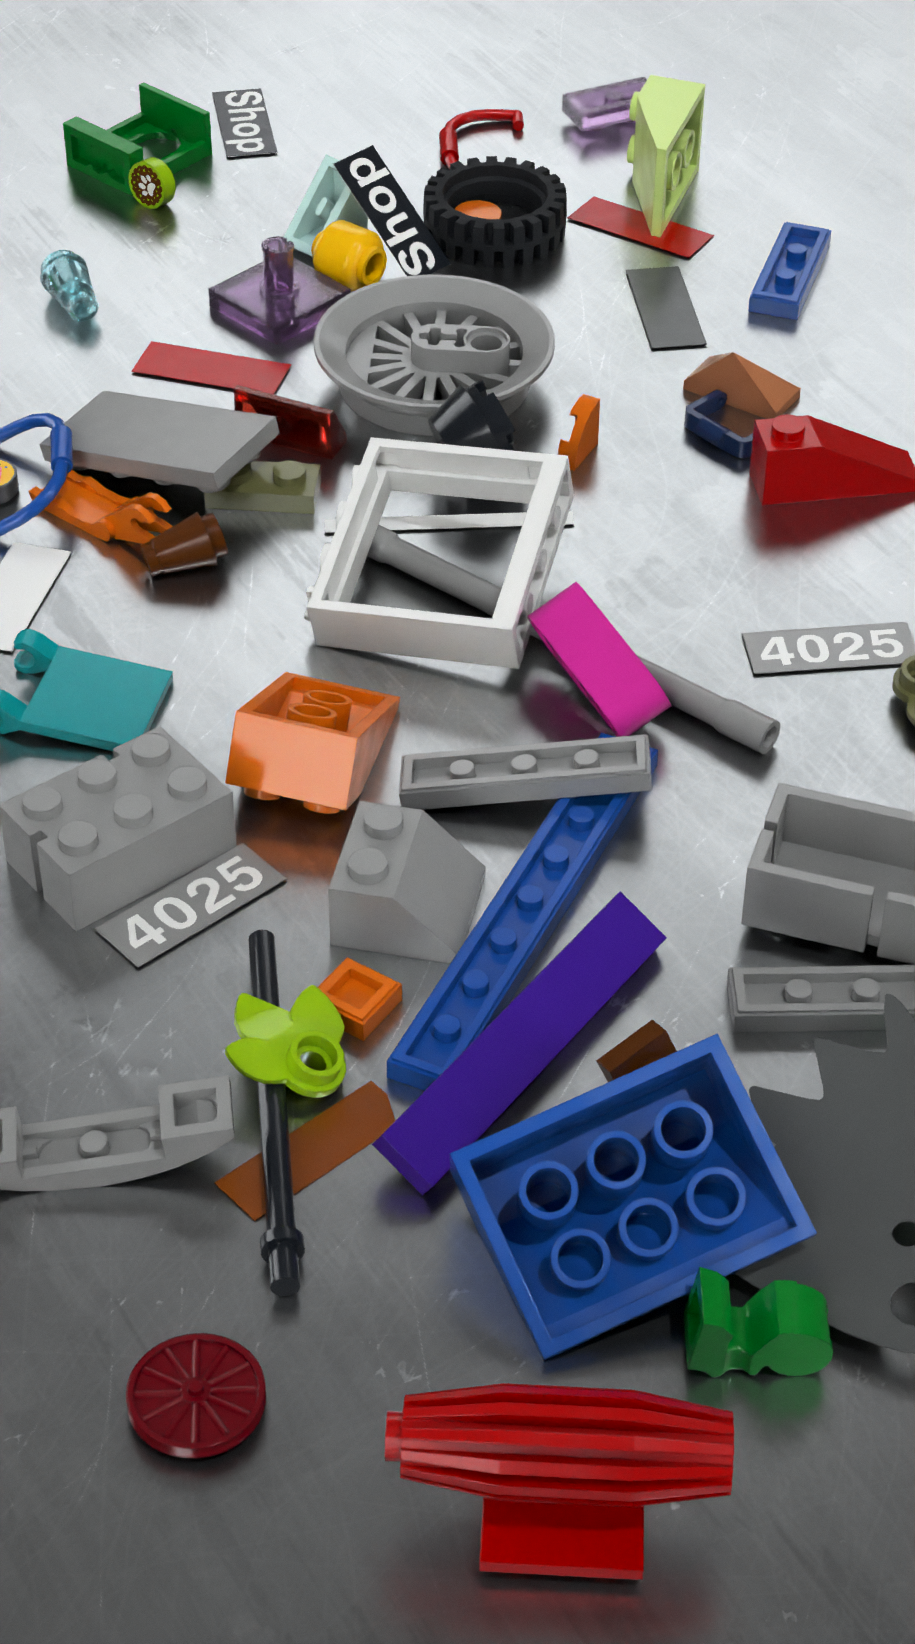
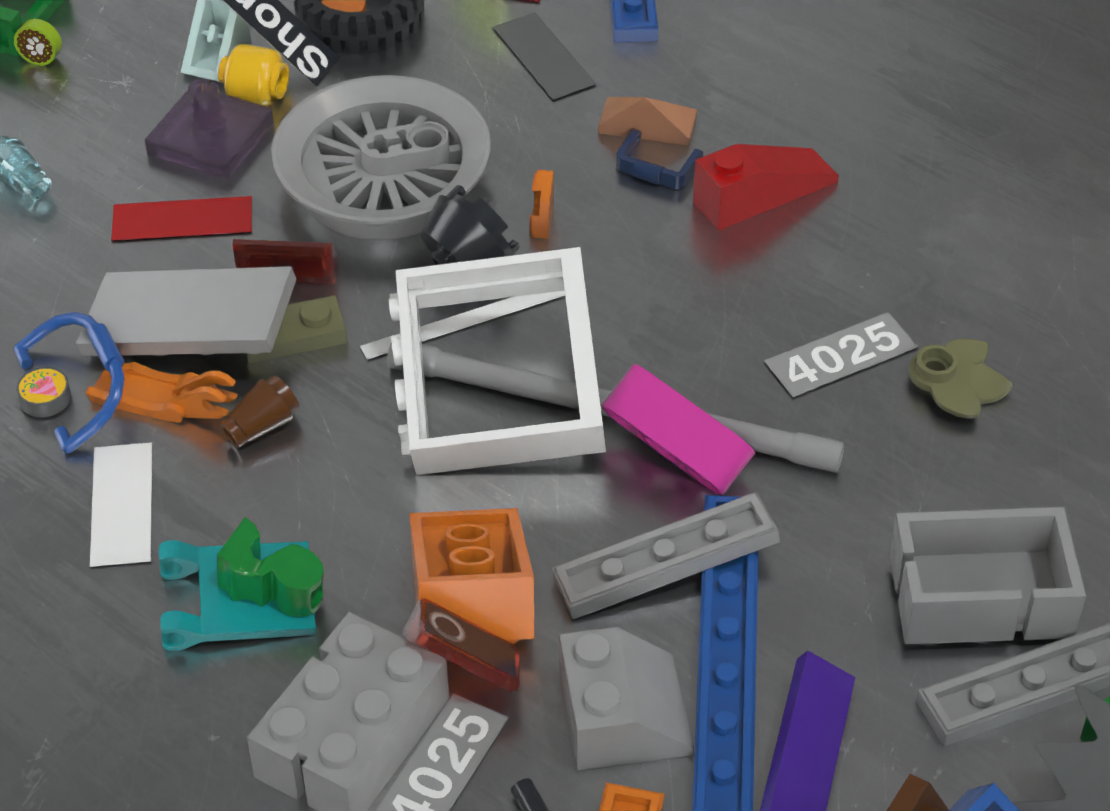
camera: 20 degrees left, 5 degrees up
(120, 686) = (287, 576): none -> green leg
(263, 788) = (464, 644): none -> slope

